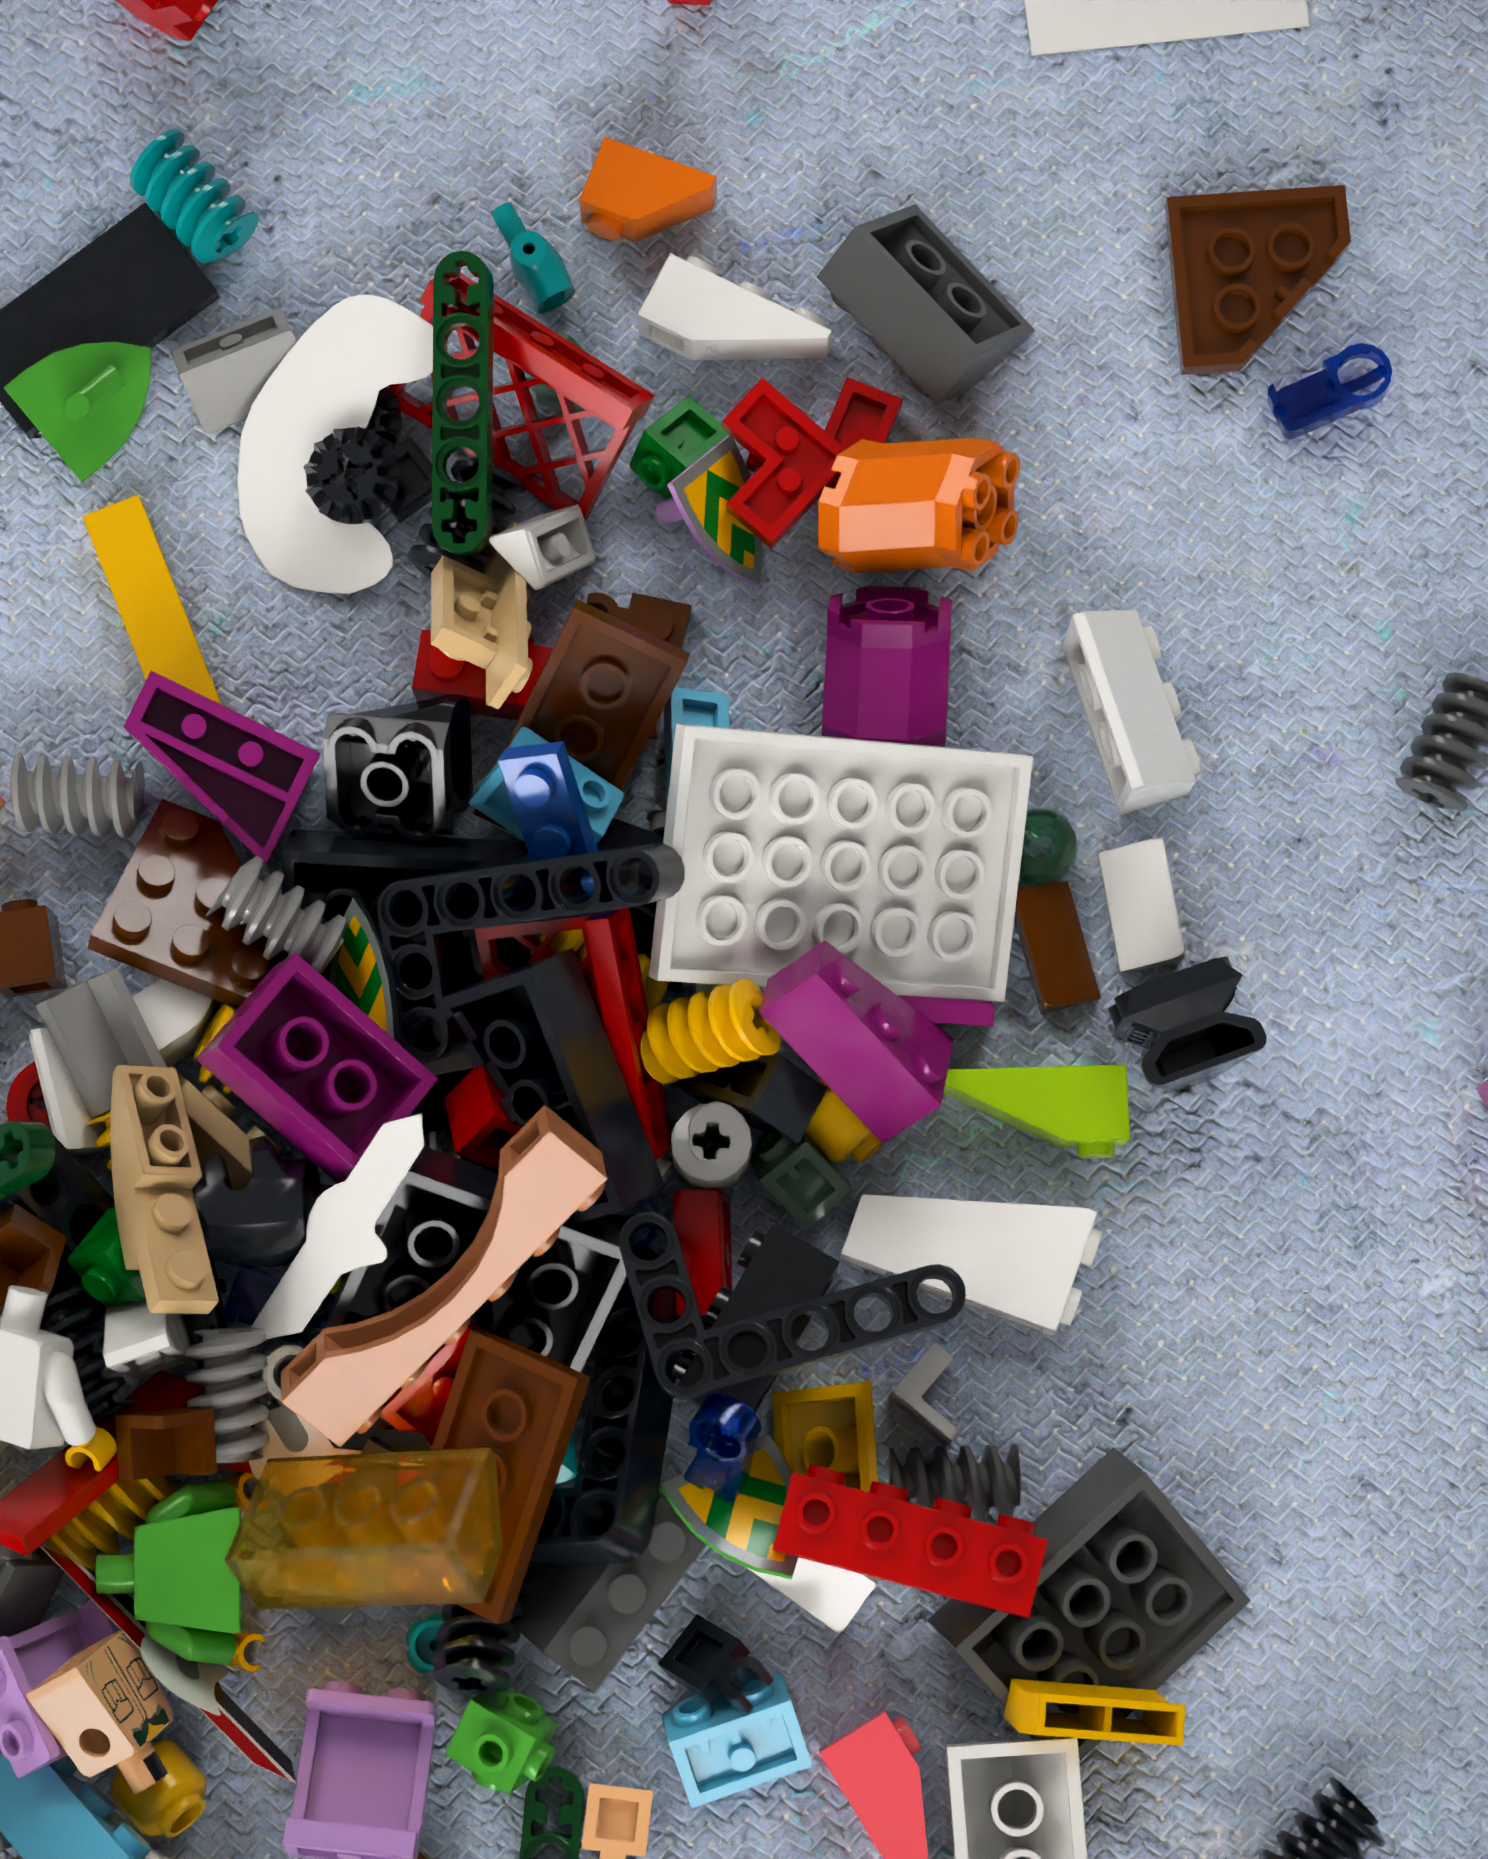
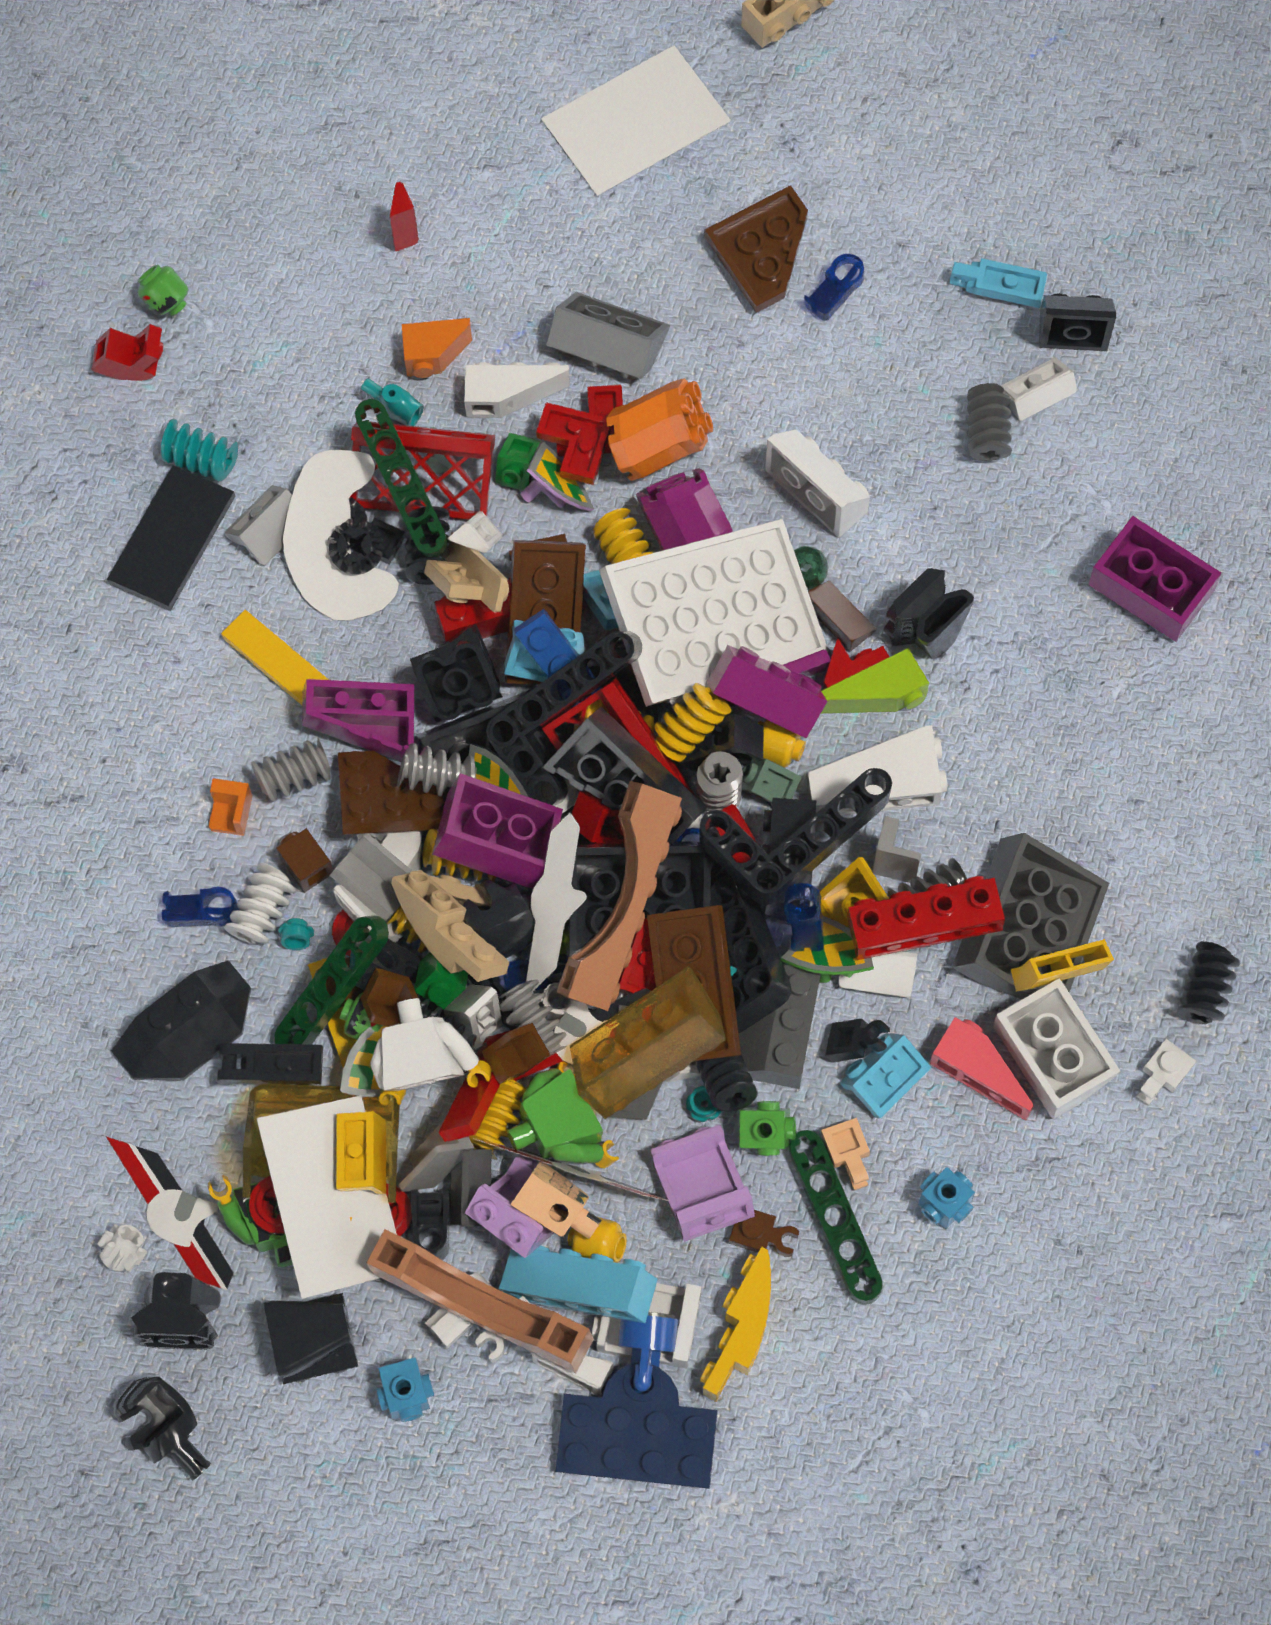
camera: 25 degrees left, 10 degrees down
(85, 400) = (192, 575): bright green shield -> none
(767, 672) = (618, 538): none -> yellow piece
(1007, 1047) = (843, 667): none -> red slope
(1141, 906) = (873, 573): white slope -> none

